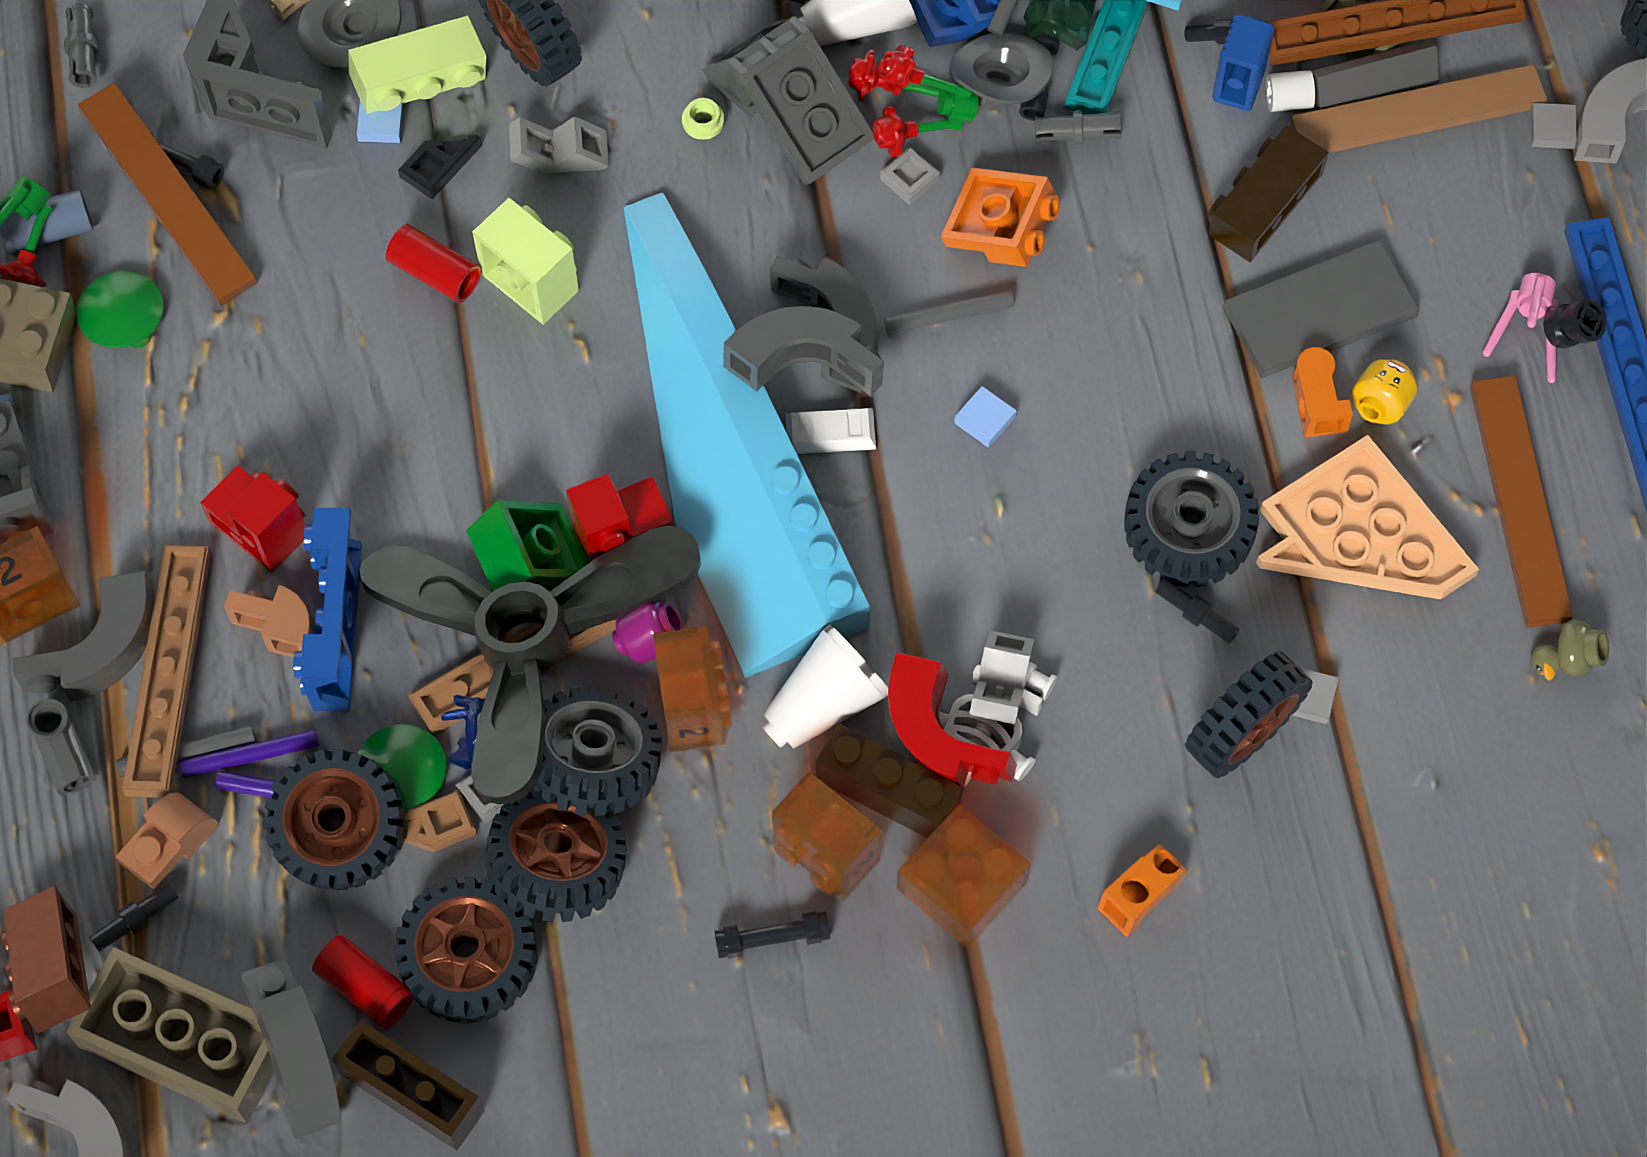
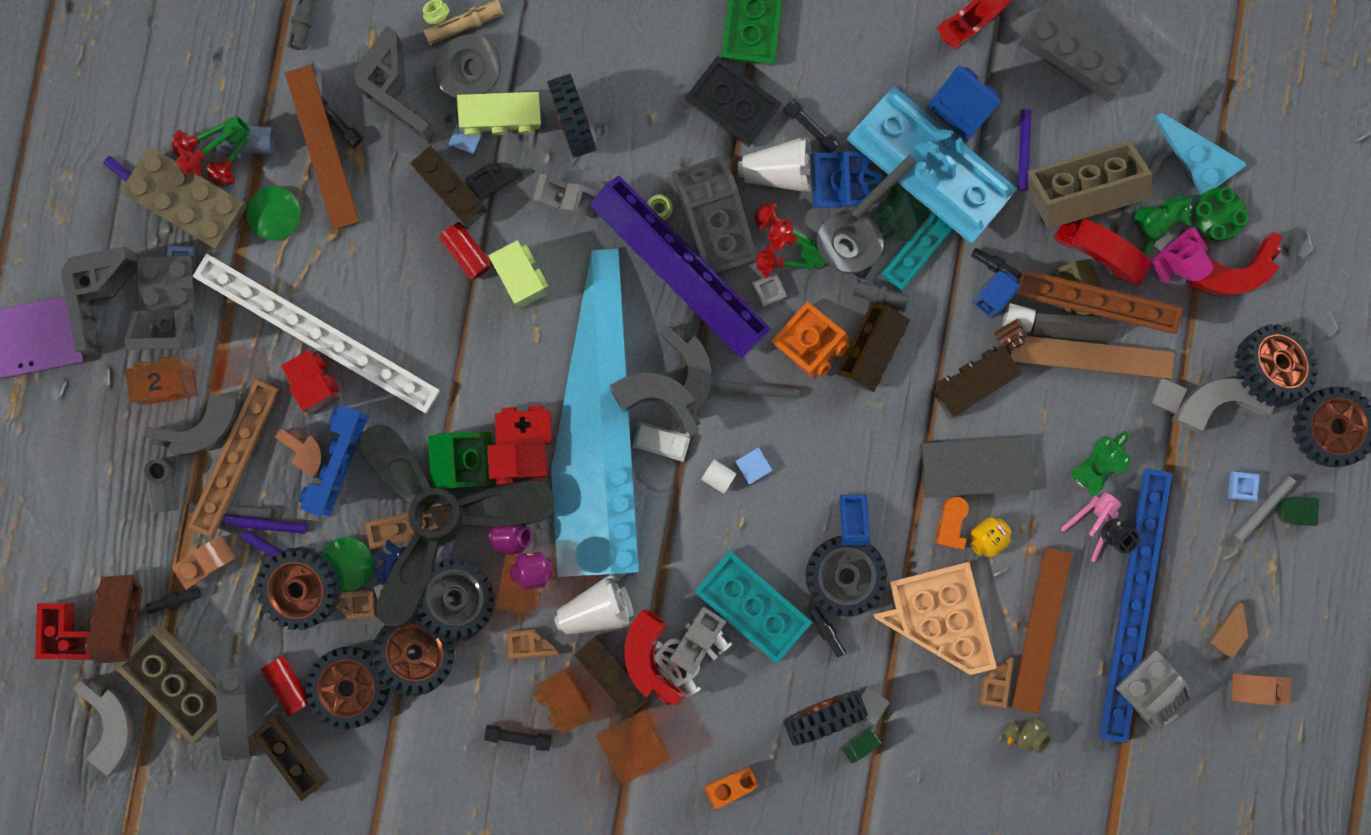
camera: 15 degrees right, 20 degrees up
(255, 450) = (316, 333): none -> white plate
(377, 183) = (449, 186): none -> dark brown brick
(624, 453) = (537, 416): none -> red brick
(702, 634) = (531, 570): none -> magenta head
(737, 790) = (528, 644): none -> medium nougat tile
(765, 179) = (679, 266): none -> dark purple brick
(938, 445) = (718, 476): none -> white piece
(1068, 611) = (753, 607): none -> teal plate
(1095, 191) = (873, 346): none -> dark brown brick
(1169, 432) = (854, 520): none -> blue tile
(1291, 109) = (1011, 335): none -> reddish brown plate
(1322, 751) = (861, 745): none -> dark green piece
(1490, 602) = (996, 685): none -> medium nougat tile
(1501, 230) = (1105, 460): none -> green animal

